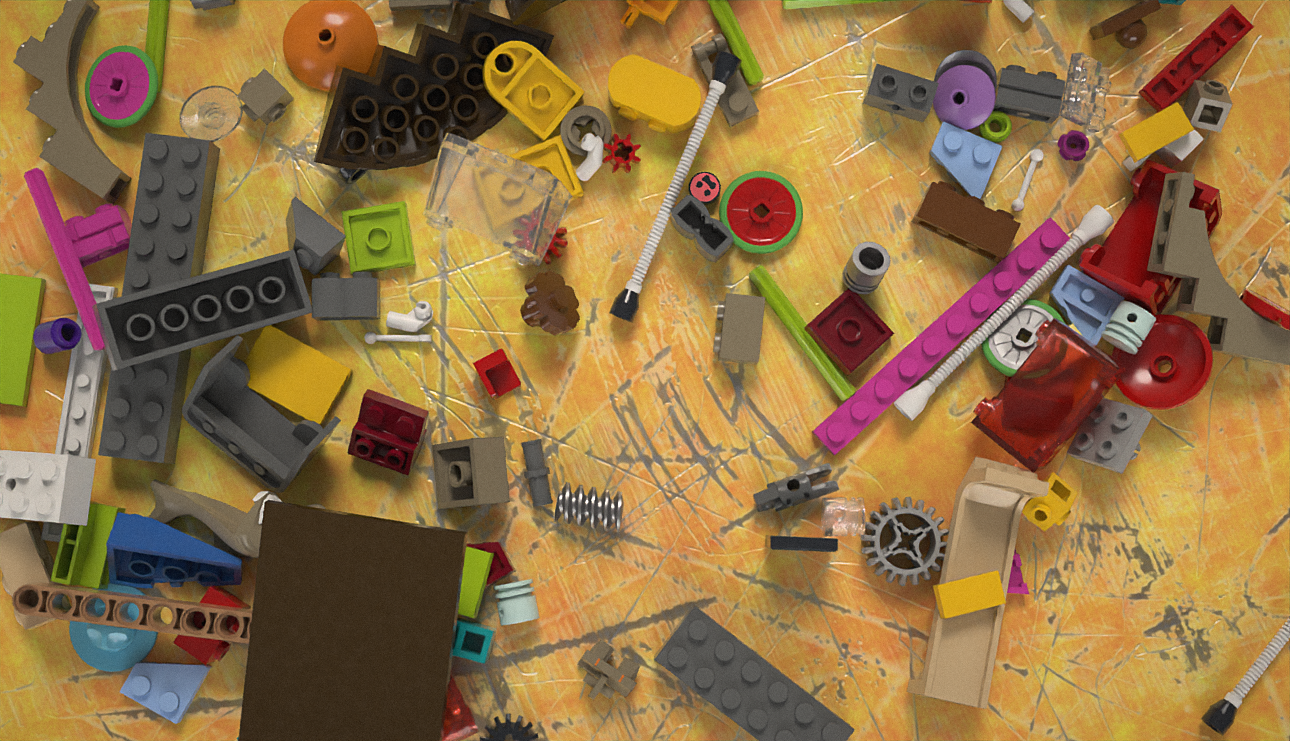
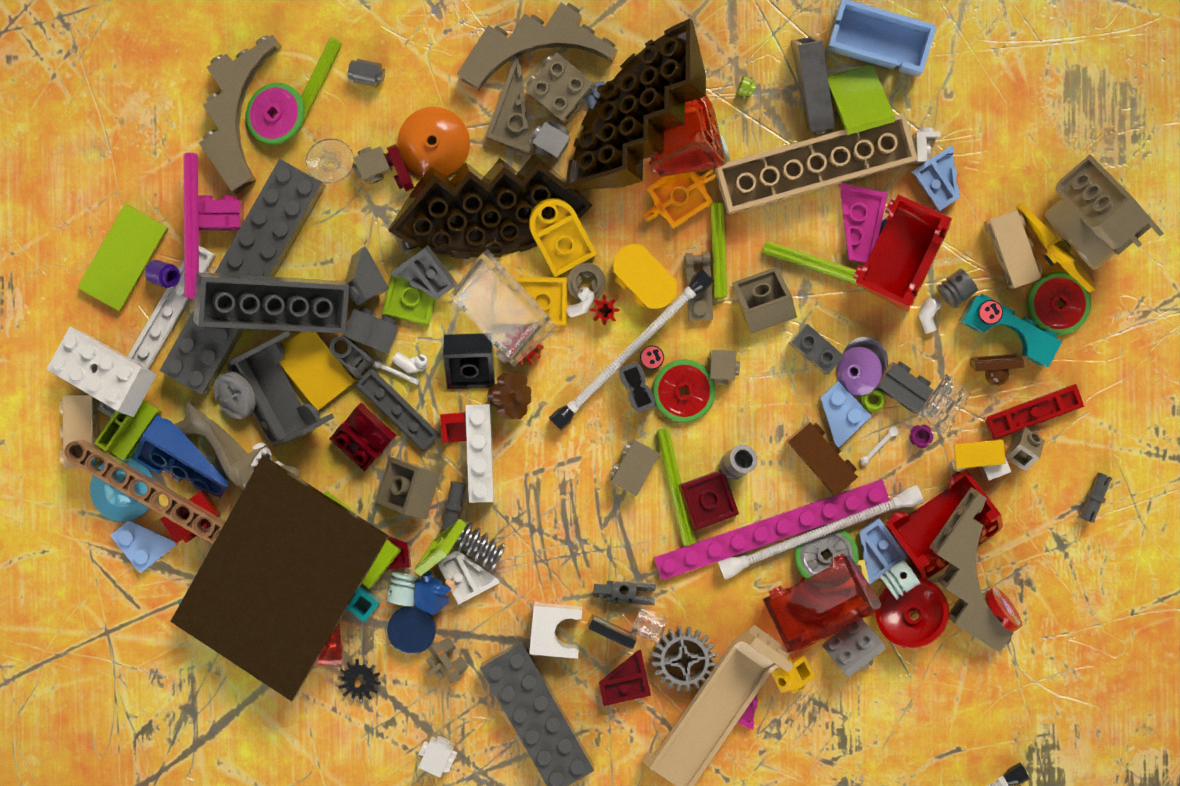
camera: 20 degrees right, 5 degrees up
(206, 447) = (234, 395): none -> light grey tile
(309, 97) = (394, 159): none -> dark red plate
(338, 341) = (352, 356): none -> dark grey piece
(384, 198) = (426, 273): none -> dark grey wing
(418, 382) = (397, 409): none -> dark grey tile
(481, 285) = (468, 361): none -> black slope
(540, 527) = (440, 547): none -> lime tile
(542, 391) = (480, 453): none -> white brick
(548, 649) = (411, 630): none -> dark blue tile
(554, 591) = (431, 594): none -> blue piece
(587, 553) = (468, 576): none -> white wing
(714, 579) = (543, 633): none -> white piece
(796, 160) = (723, 366): none -> dark tan brick
(812, 61) = (764, 300): none -> dark tan slope
(845, 601) = (625, 681): none -> dark red wing
(969, 594) = (709, 714): yellow tile -> none

